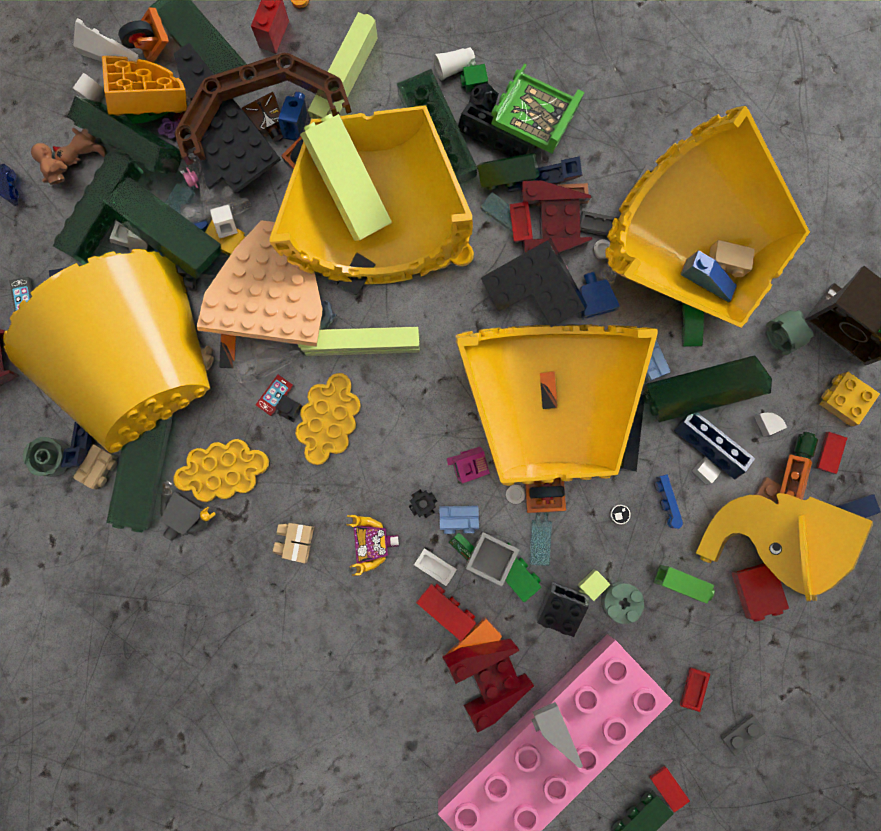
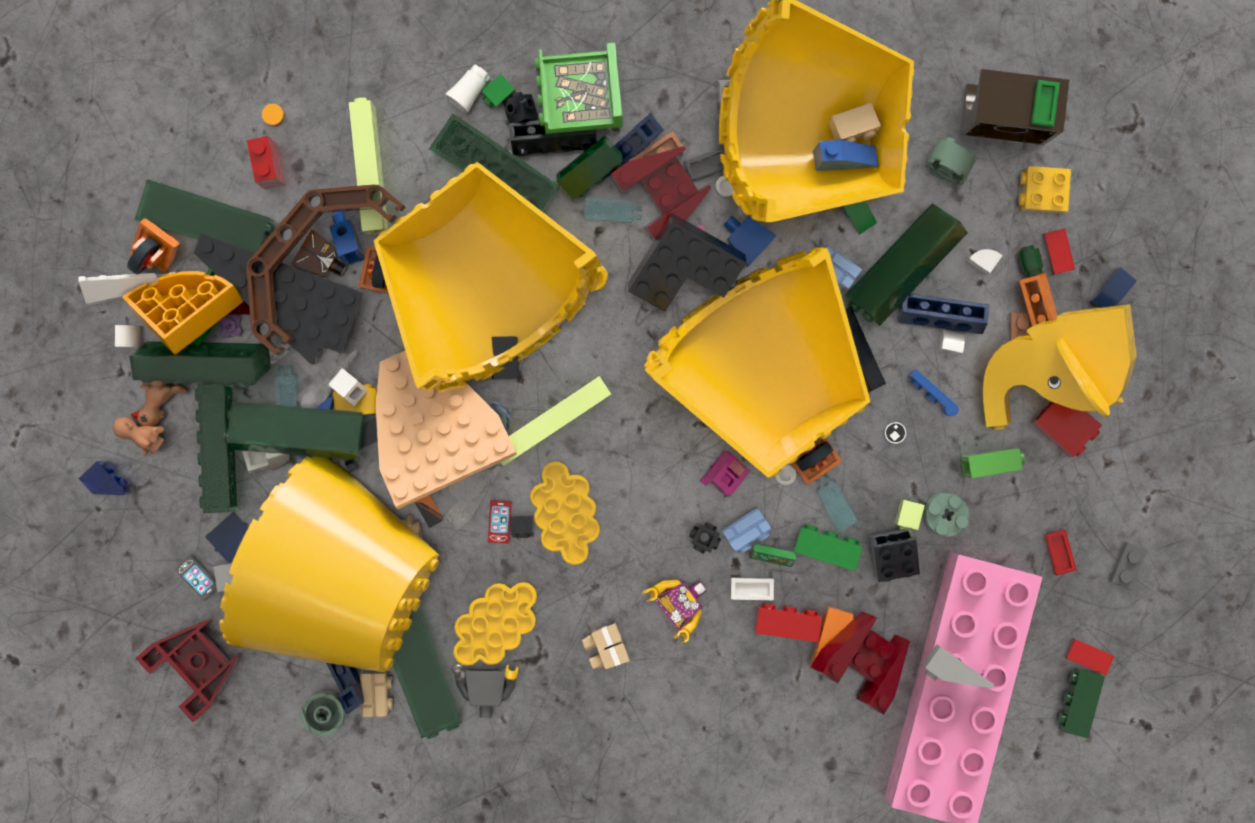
camera: 35 degrees left, 5 degrees up
(191, 178) = (287, 364): bright pink plate -> none
(345, 176) = (441, 275): yellowish green brick -> none
(491, 559) = (801, 550): light grey piece -> none
(521, 221) = (632, 210): red tile -> none
(548, 390) = (757, 356): sticker -> none

